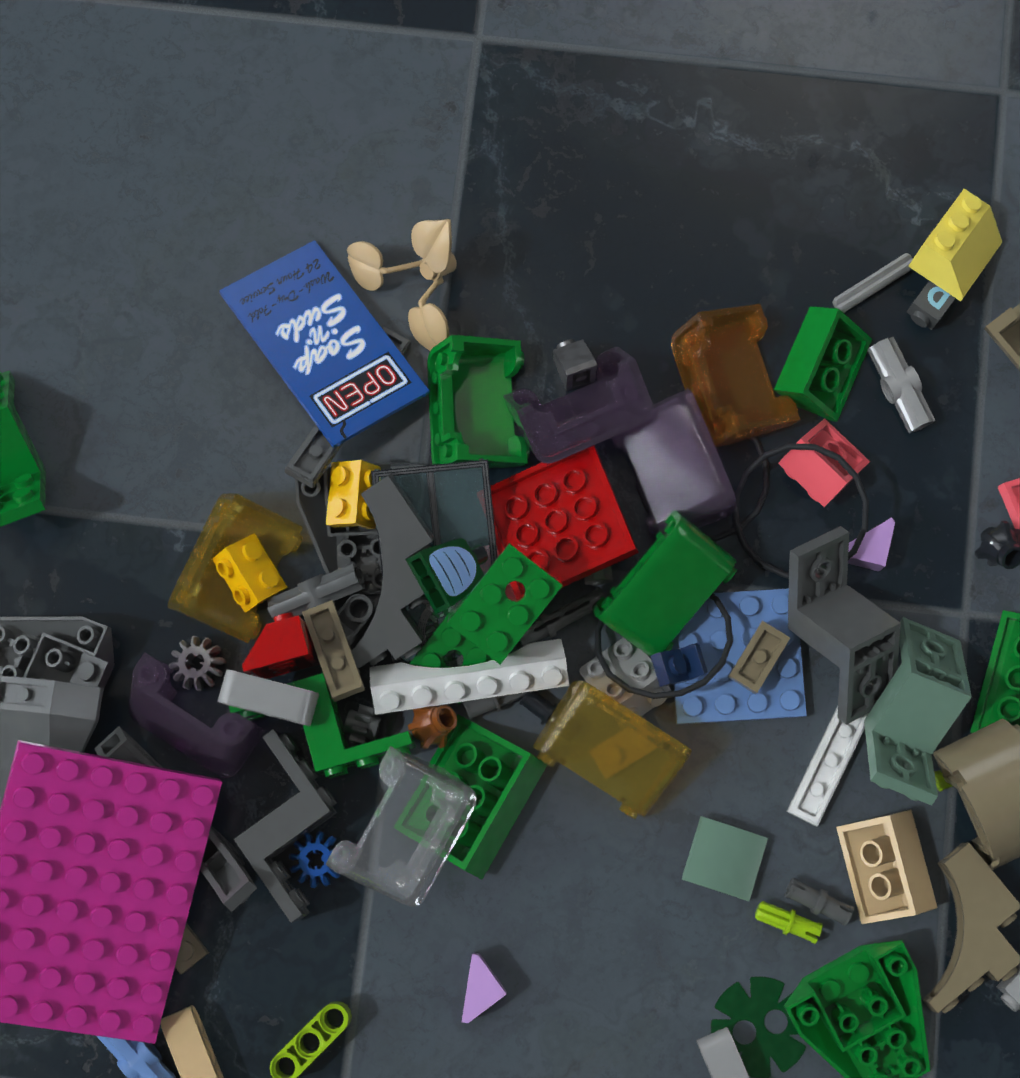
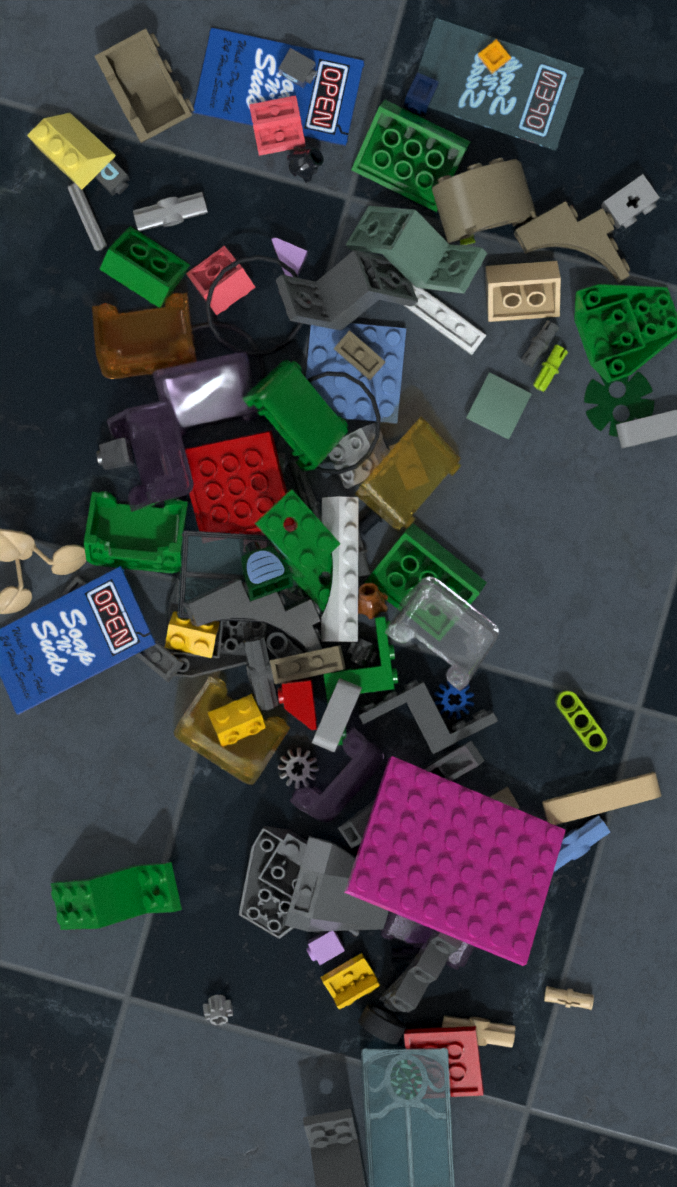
camera: 85 degrees left, 10 degrees up
(482, 989) = (564, 594): lavender slope -> none
(679, 665) = (356, 414): dark blue bracket -> none

